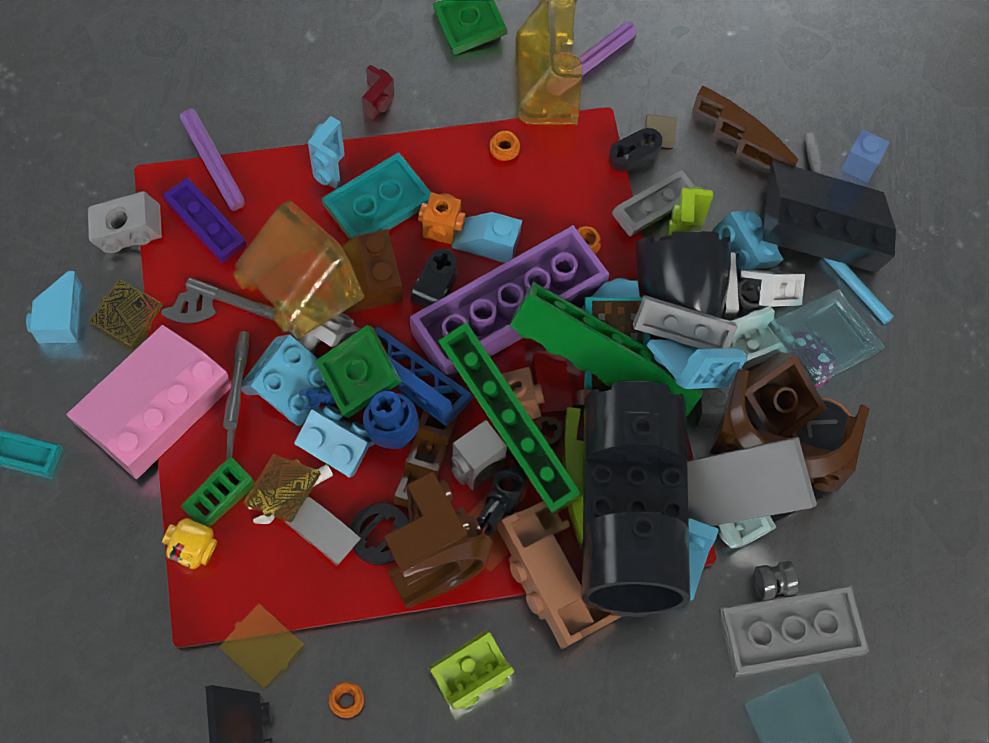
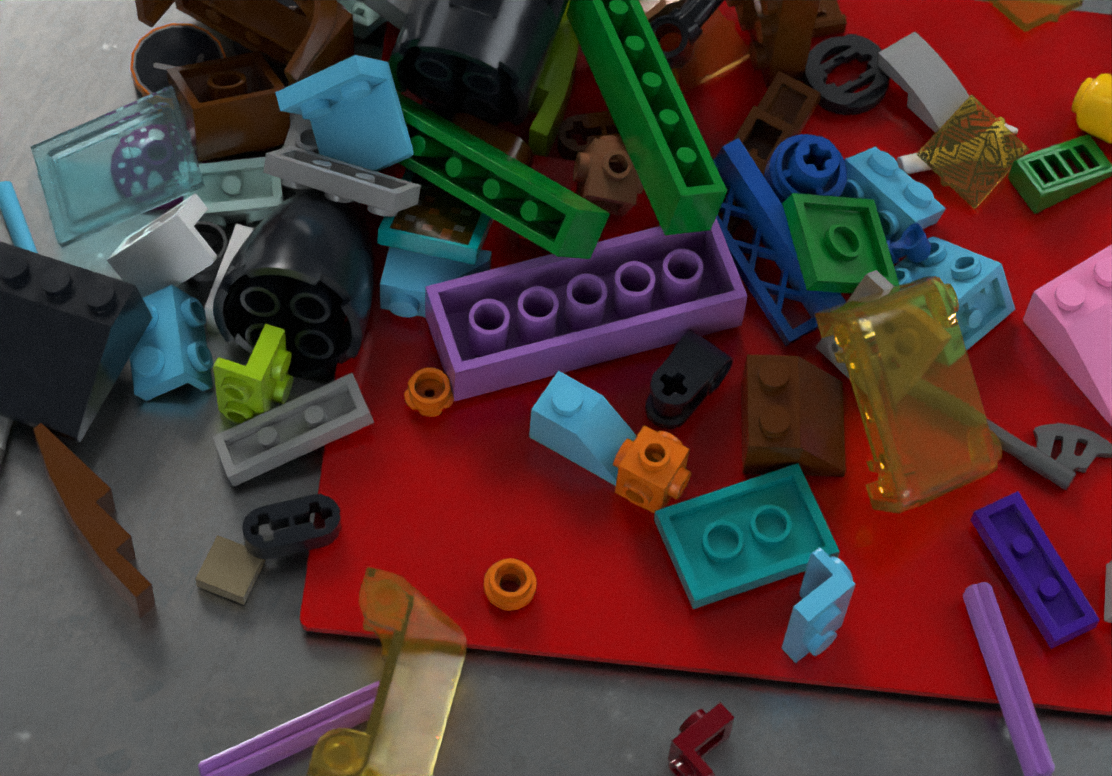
camera: 165 degrees left, 5 degrees down
(234, 400) = (1007, 331): dark grey piece -> none
(478, 455) = (707, 91): light grey brick -> none

